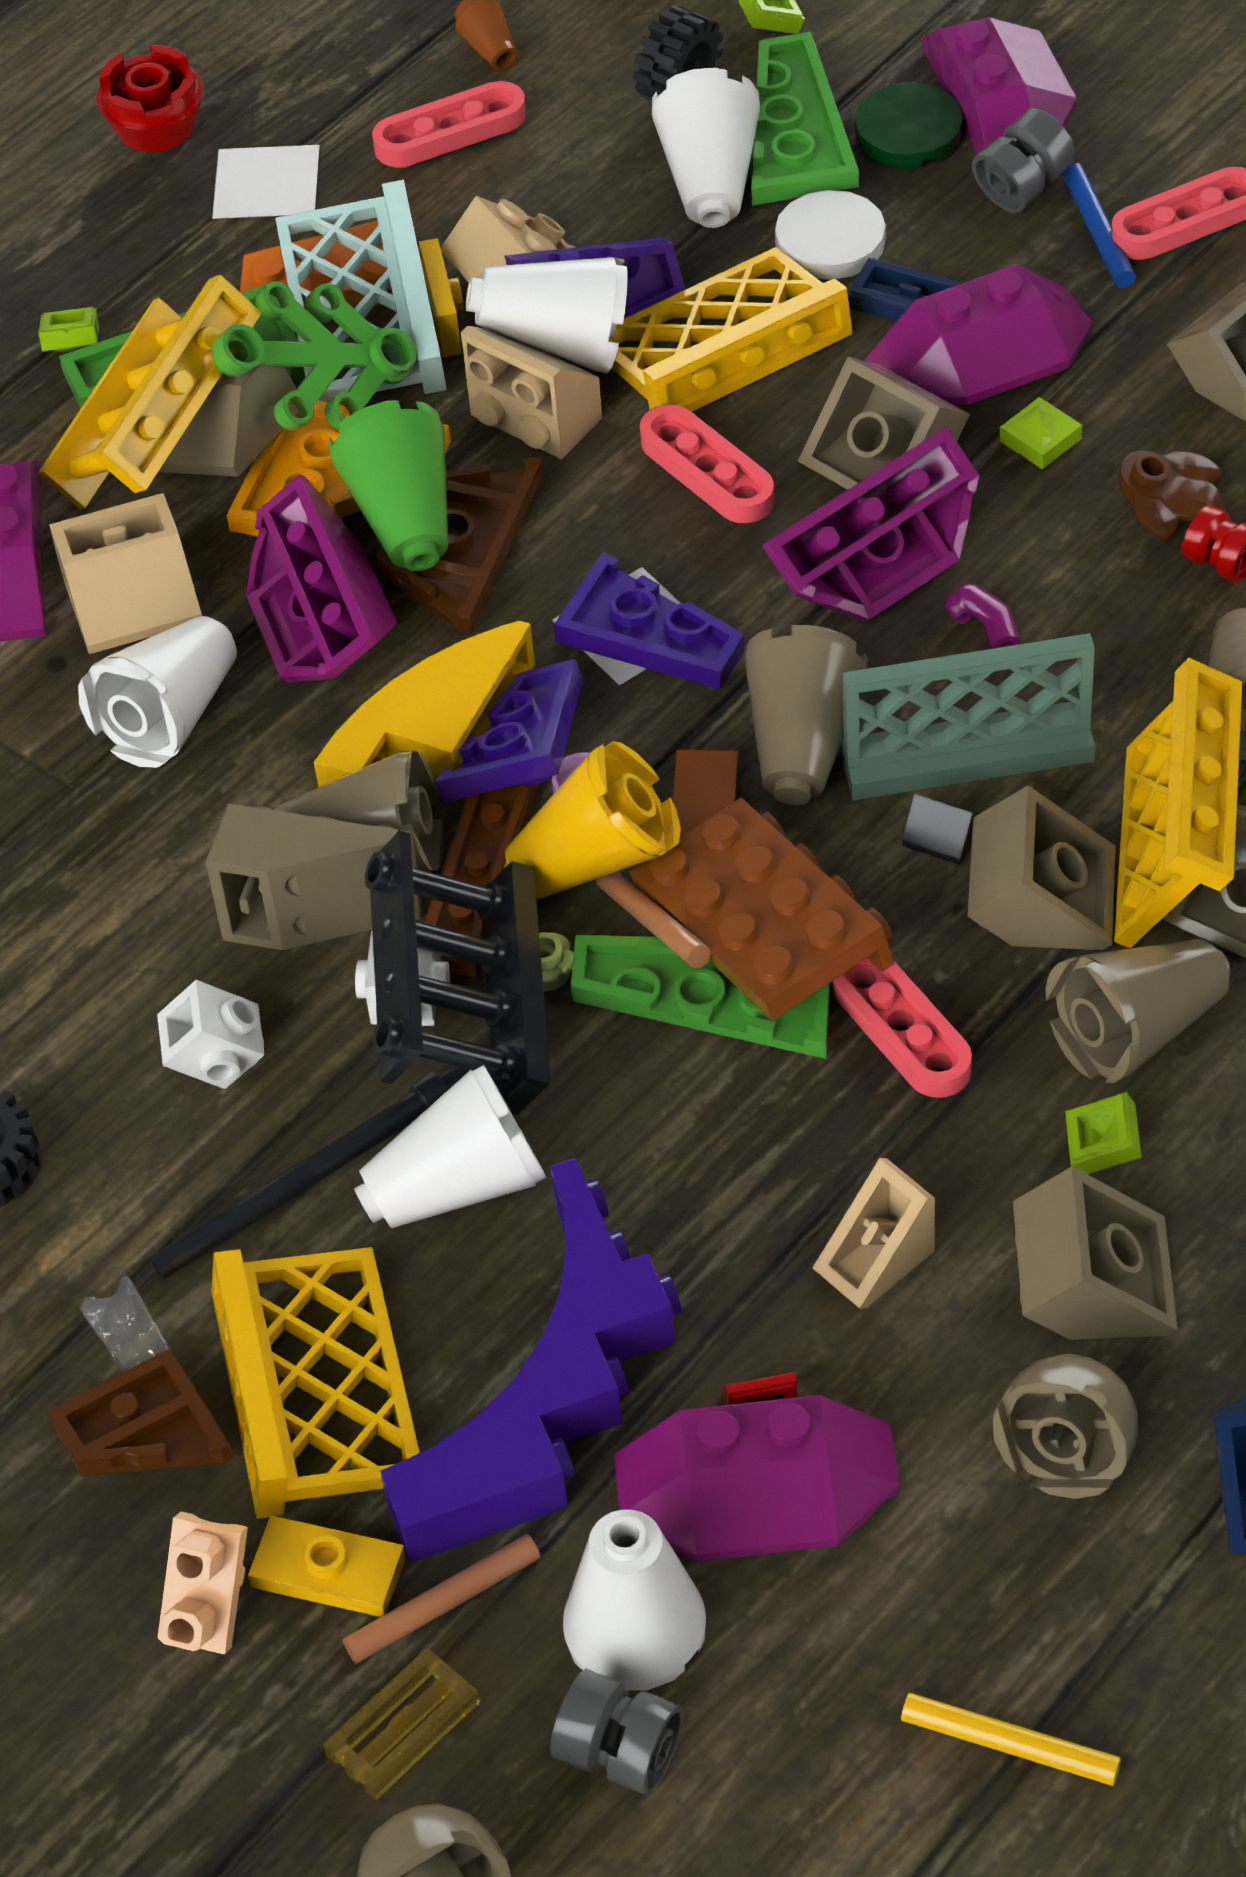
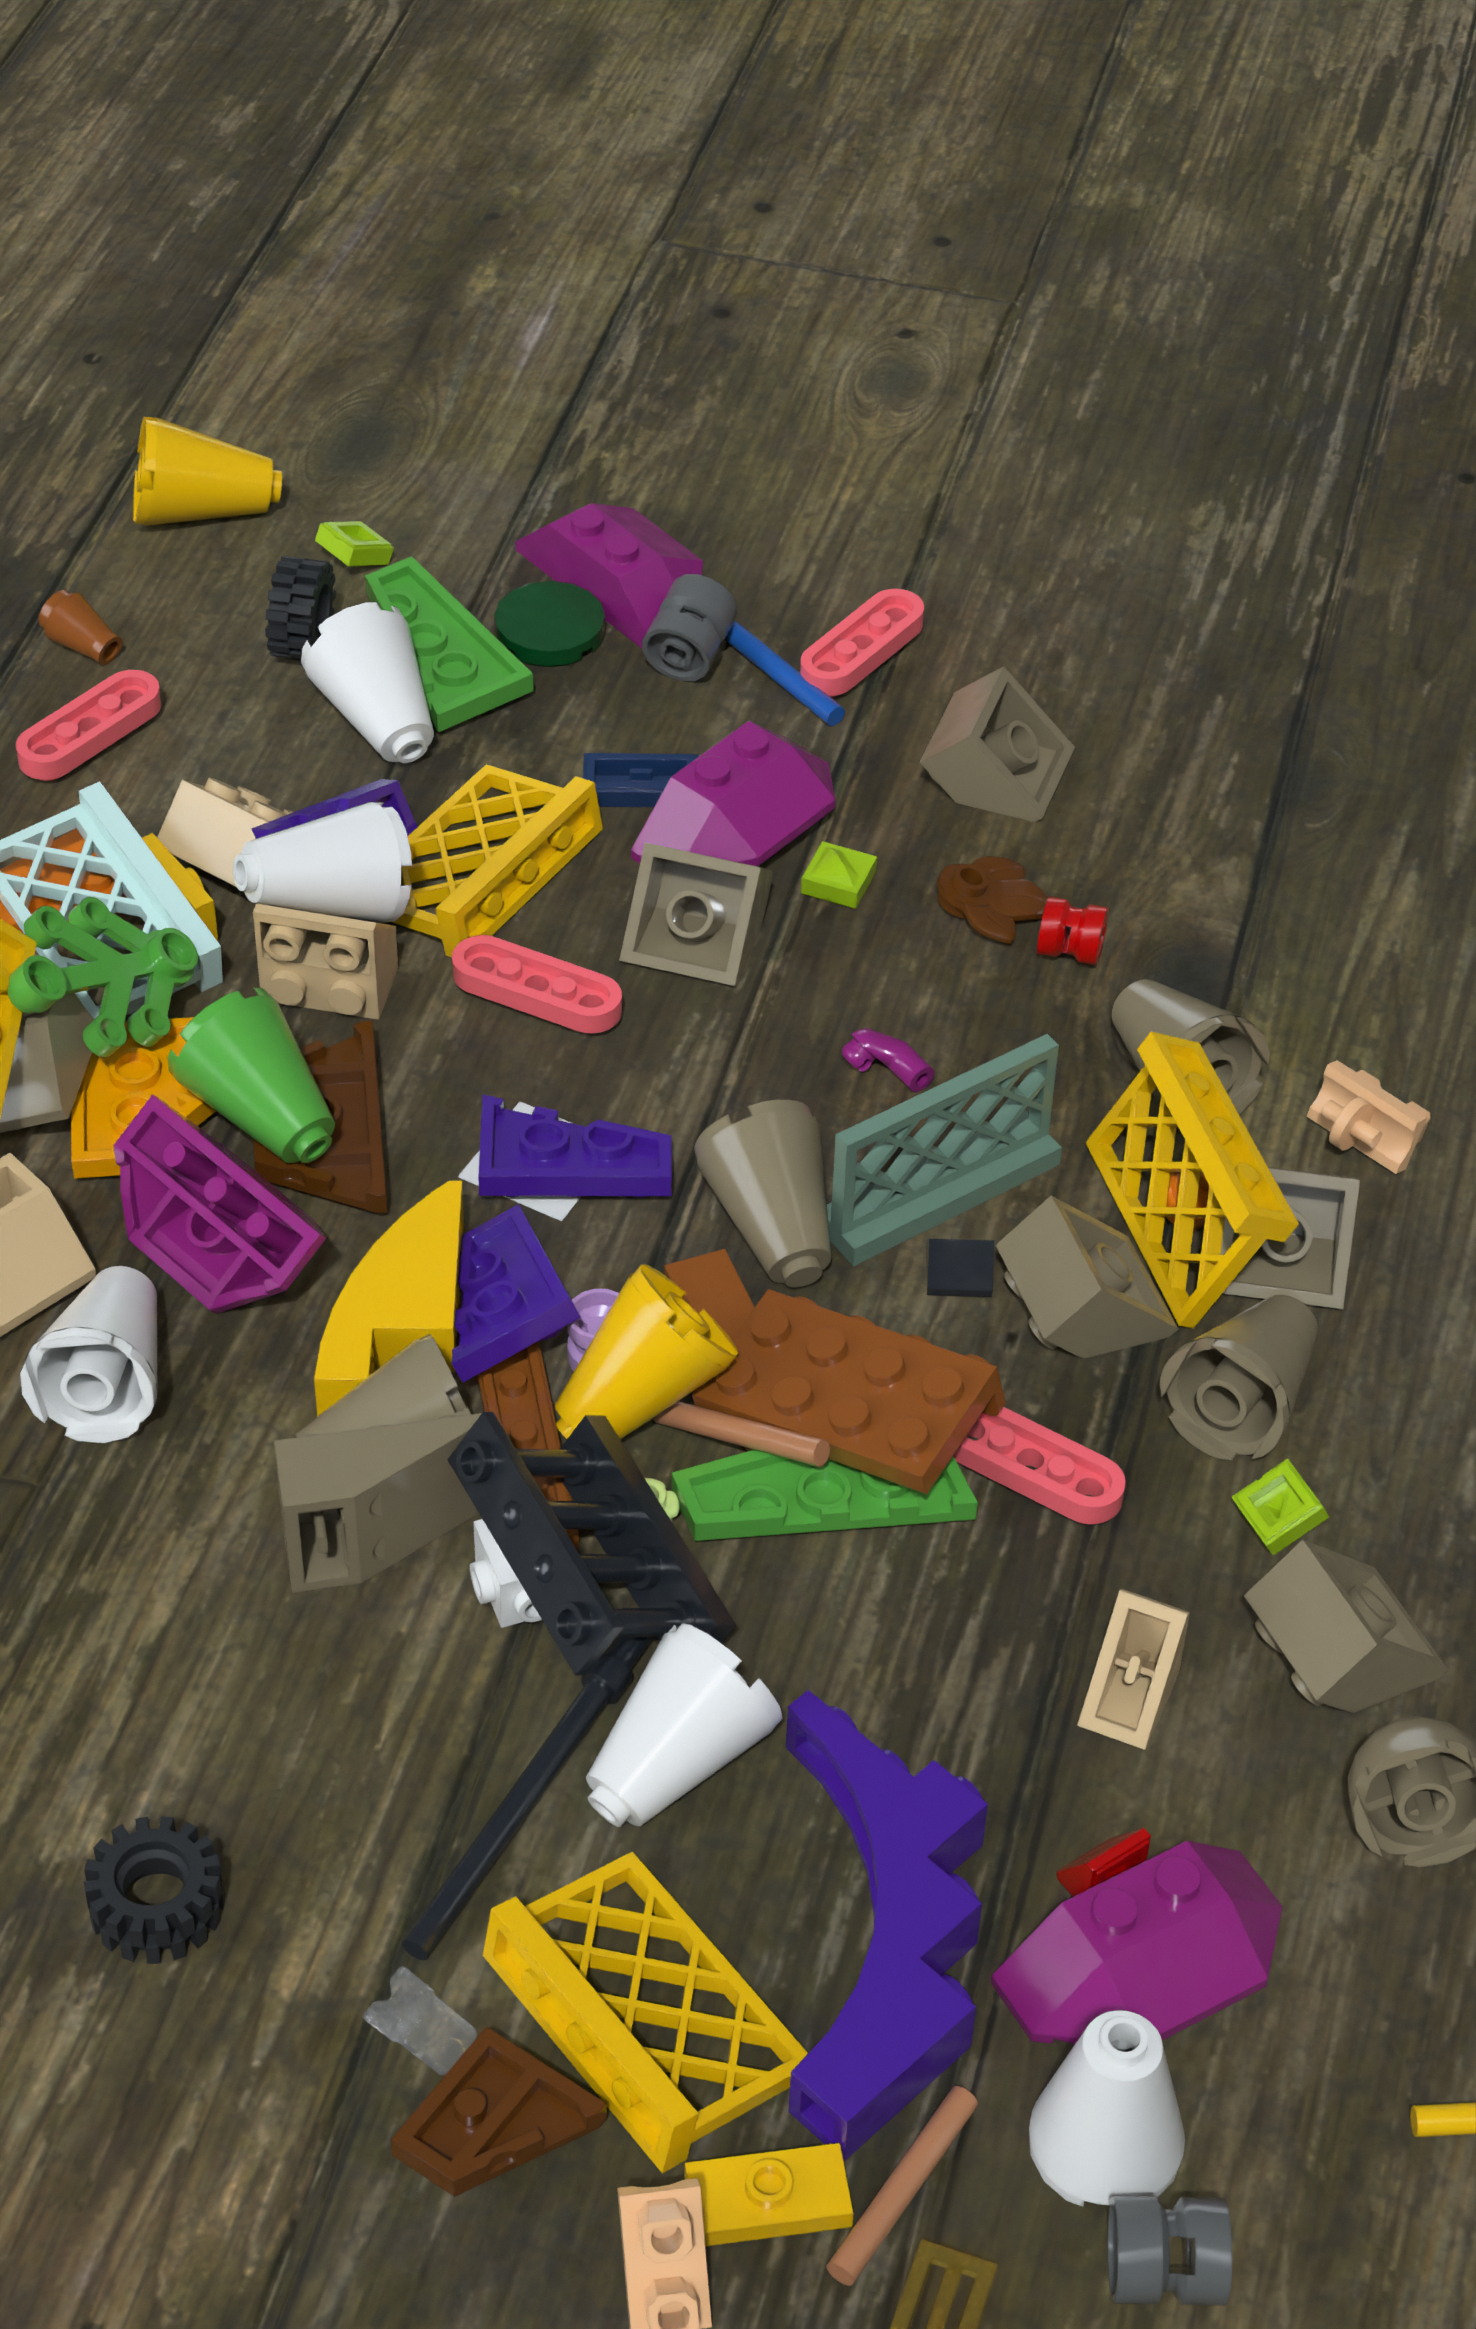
camera: 30 degrees left, 5 degrees down
(210, 1034) = (354, 1687): white brick -> none
(831, 233) = (532, 738): white tile -> none
(882, 532) = (754, 999): magenta wedge -> none

